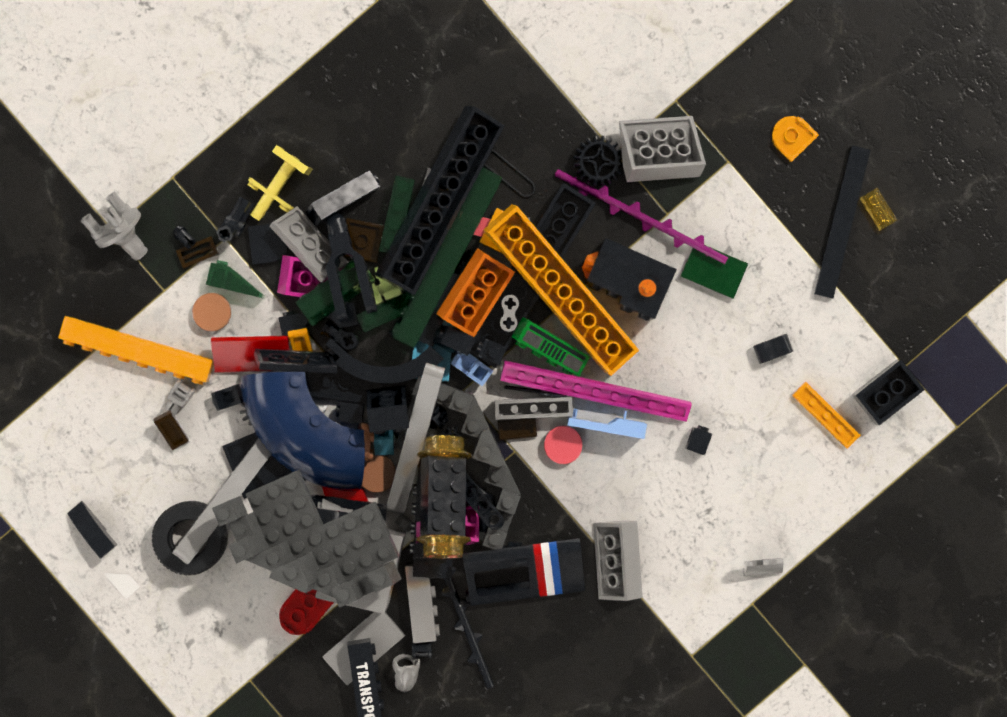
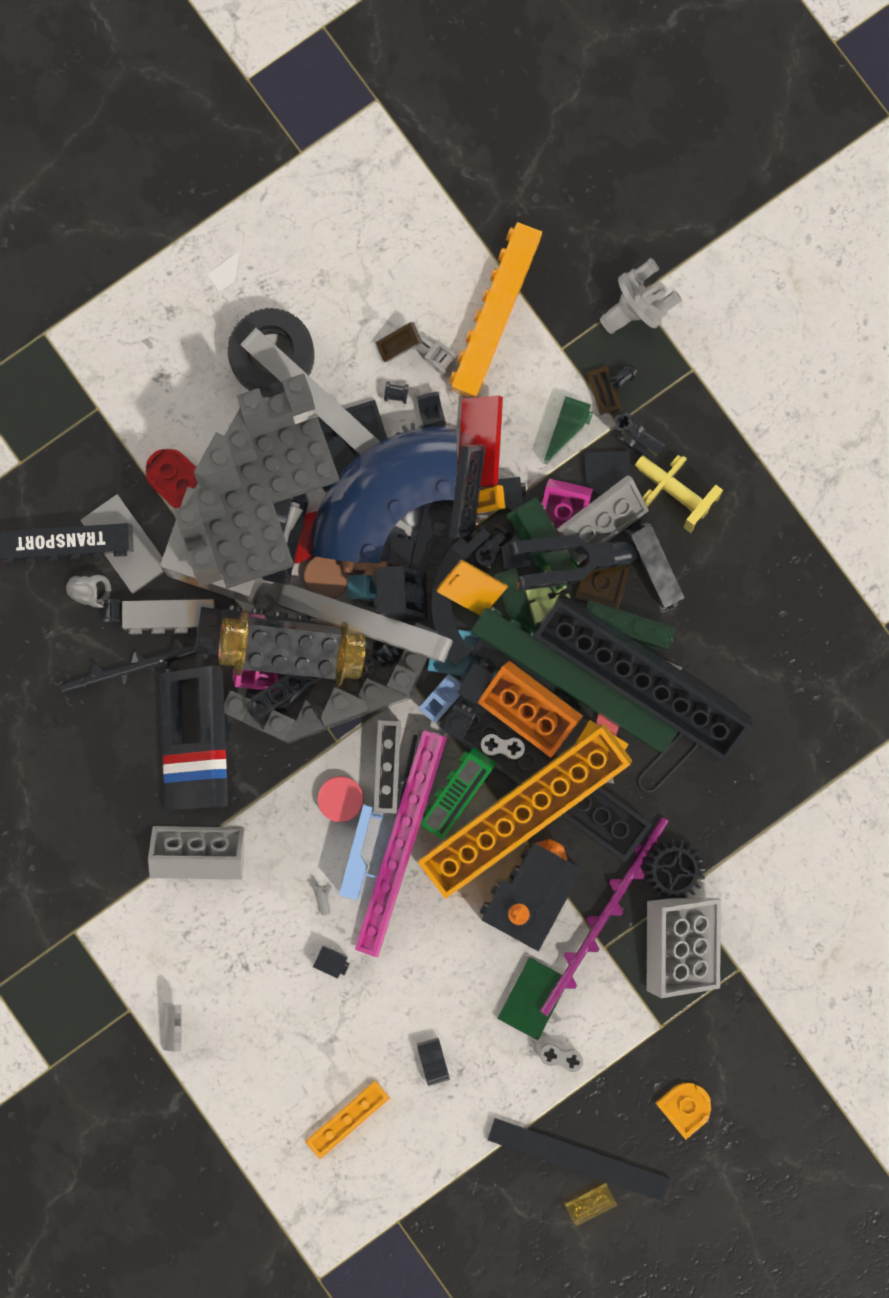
camera: 90 degrees right, 5 degrees down
(92, 529) = (290, 242): black slope -> none
(211, 312) = (532, 401): nougat tile -> none
(214, 428) = (396, 392): none -> black bush
(377, 350) = (471, 587): none -> light orange container
(517, 428) = (364, 746): dark brown tile -> none
(644, 452) = (322, 897): none -> light grey bar
(760, 243) = (561, 1056): none -> light grey axle
(888, 392) = (368, 1197): black brick -> none

